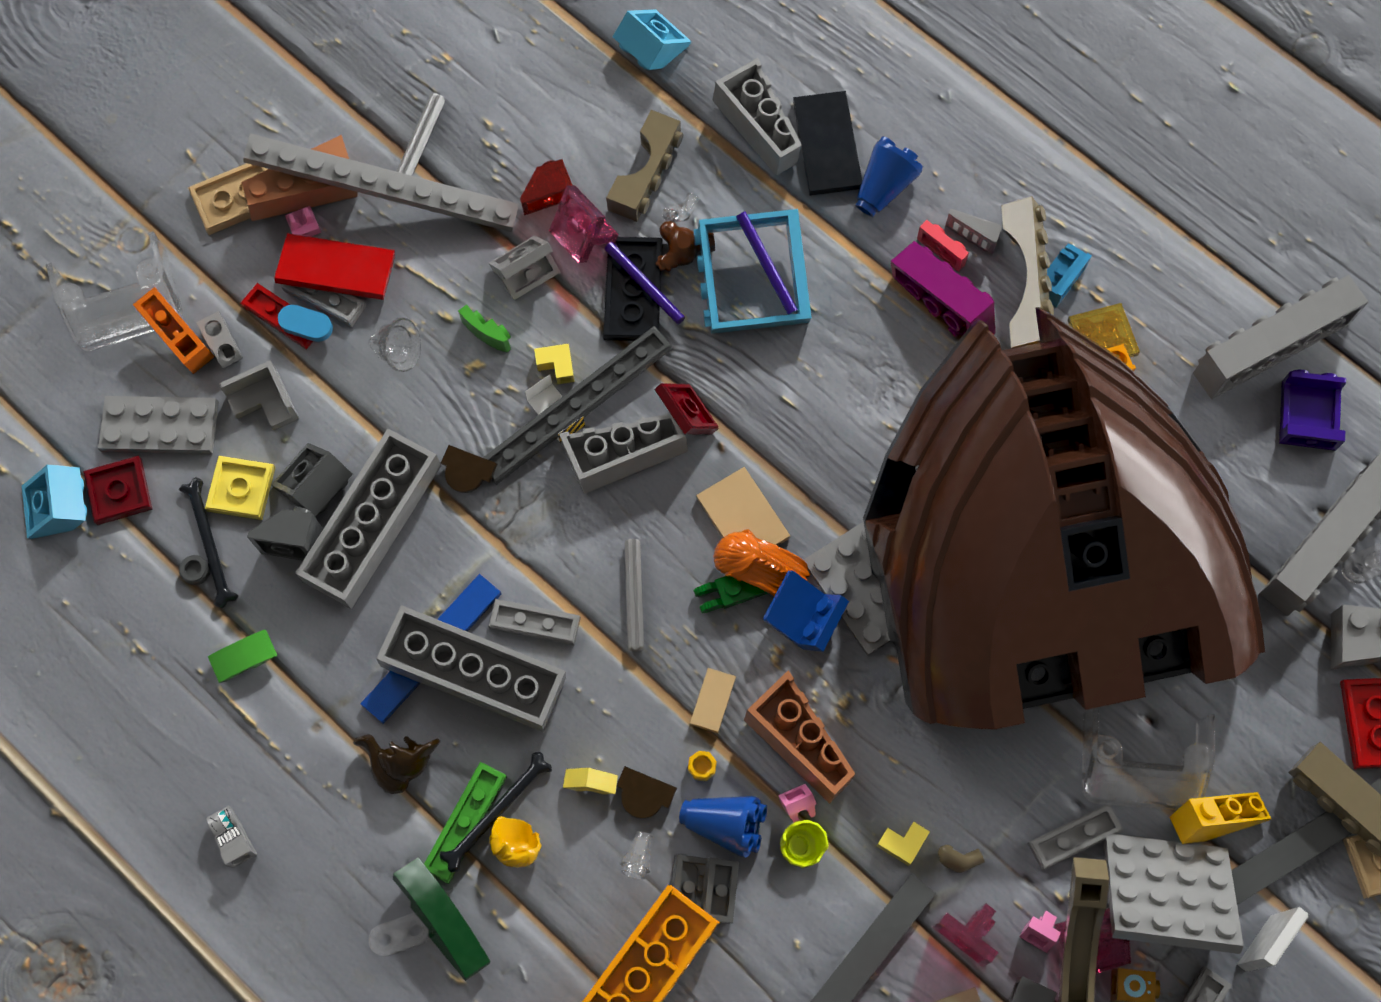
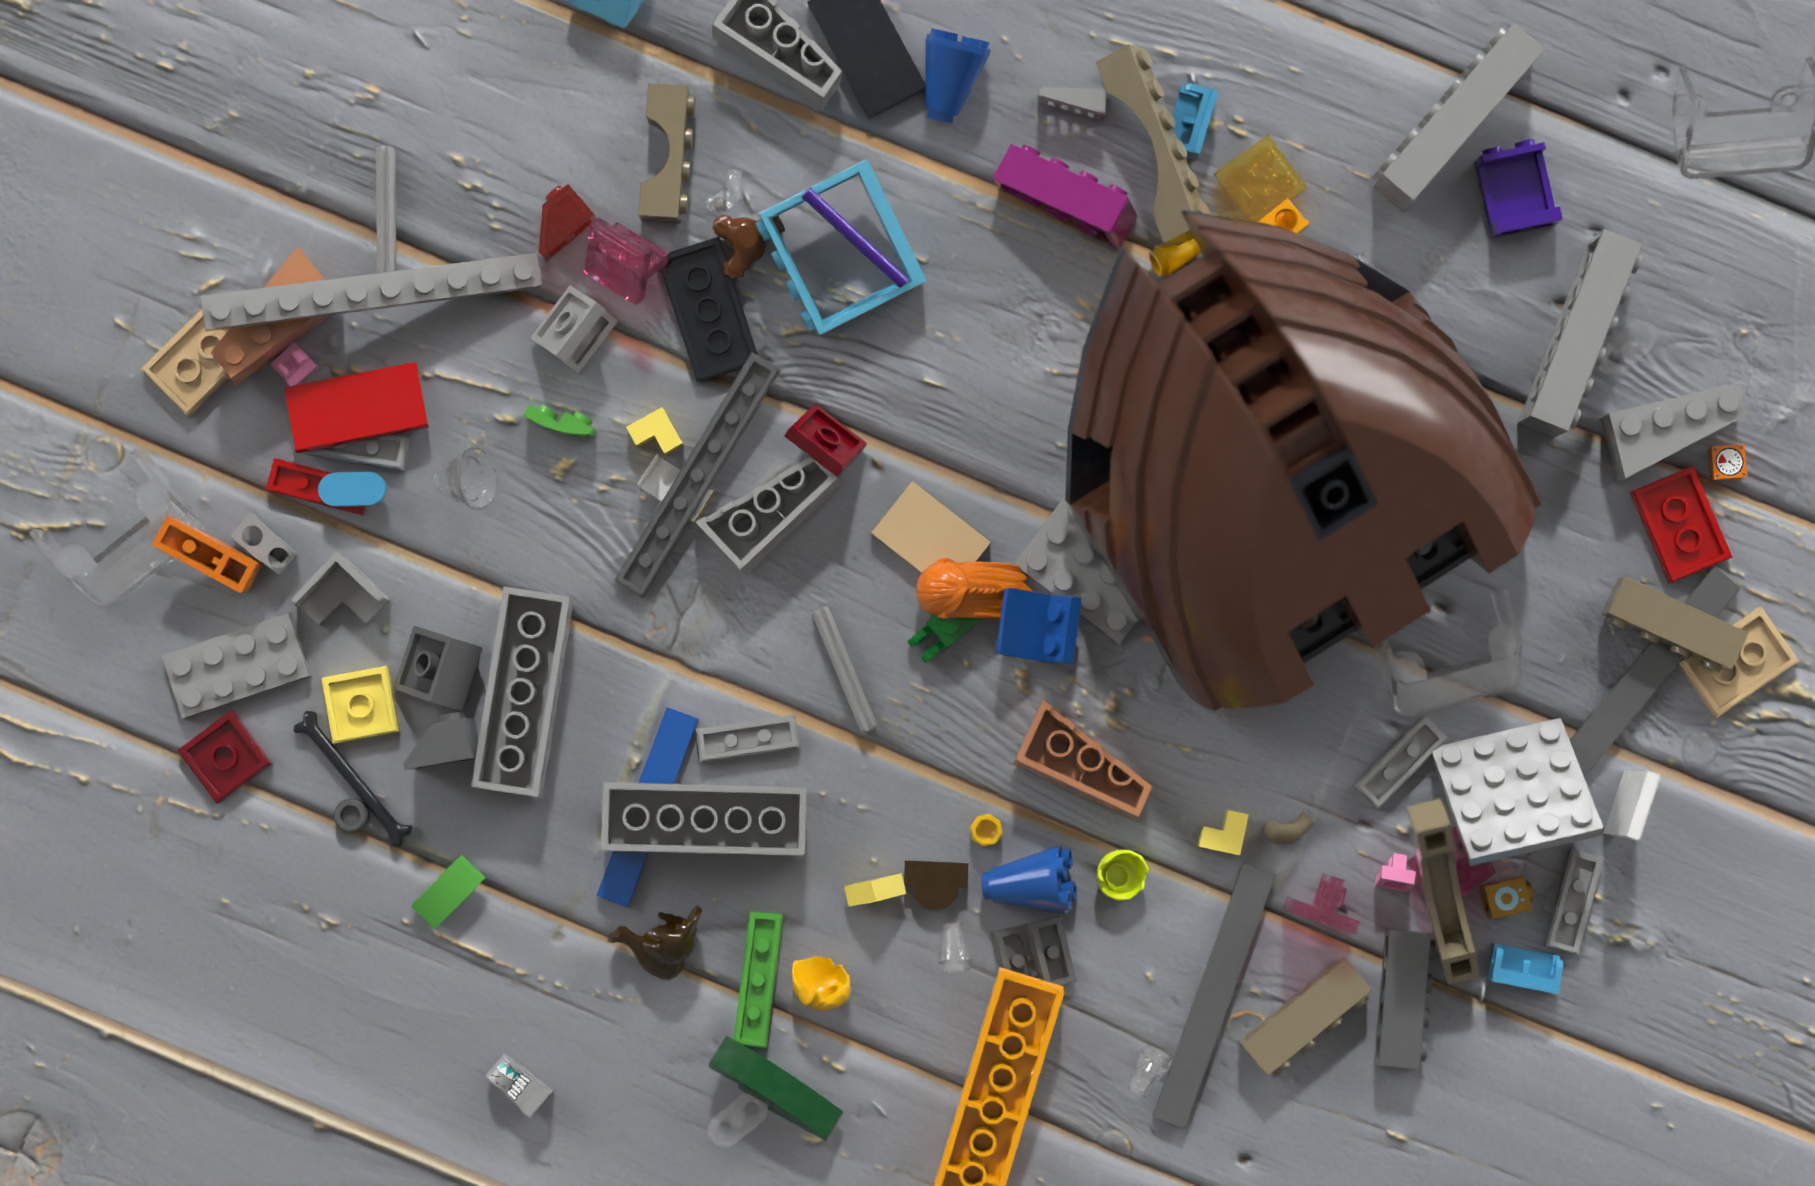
camera: 20 degrees left, 15 degrees up
(53, 501) = (161, 797): medium azure slope -> none
(454, 856) = (763, 1021): black piece -> none
(465, 470) = (605, 597): dark brown piece -> none
(644, 283) = (720, 302): dark purple bar -> none
(713, 700) = (972, 754): tan tile -> none
(798, 800) = (1100, 831): bright pink tile -> none
(943, 246) = (1032, 127): coral plate -> none
(1217, 816) = (1542, 688): yellow slope -> none

